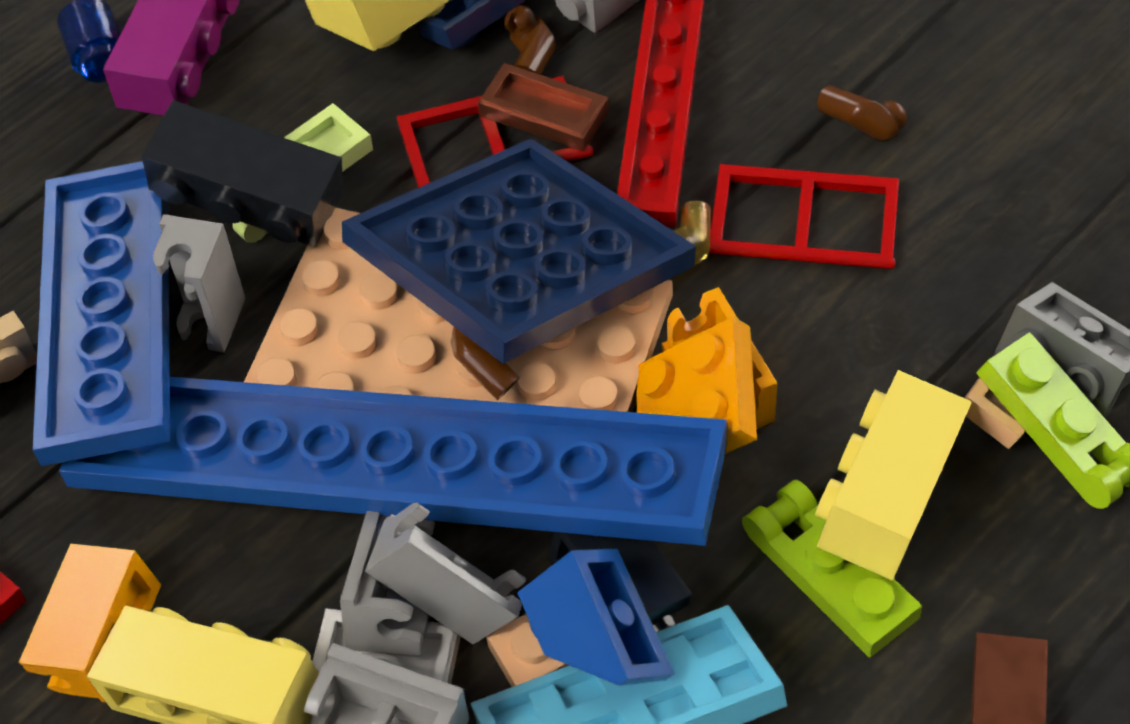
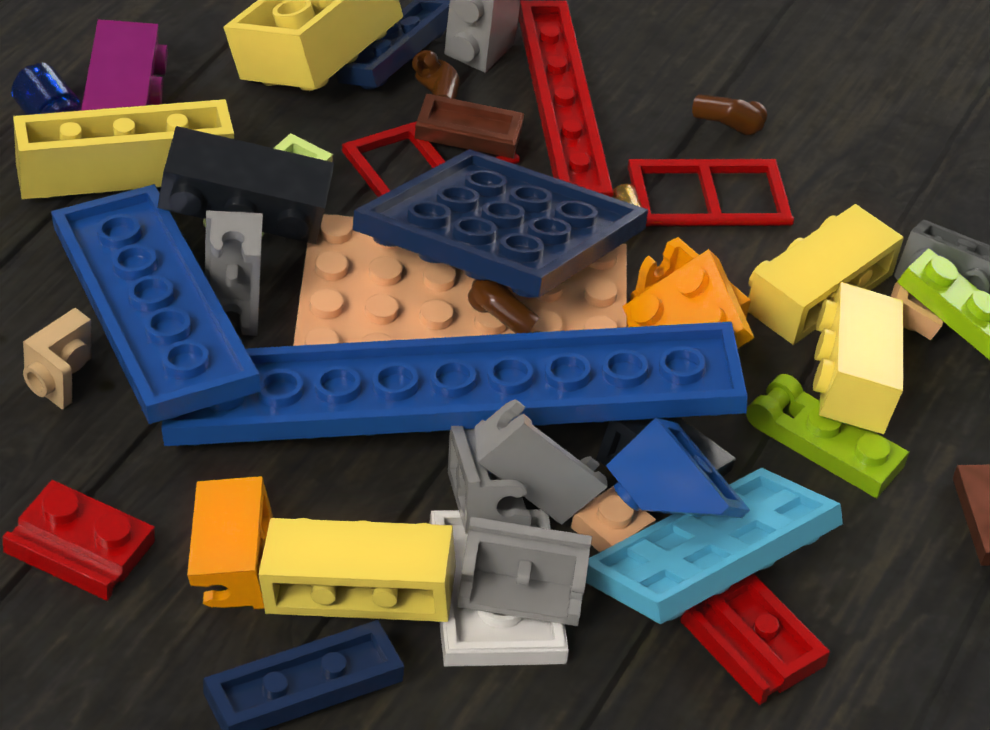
camera: 25 degrees left, 10 degrees down
(120, 107) = (106, 146): none -> light yellow brick
(921, 330) = (794, 285): none -> light yellow brick

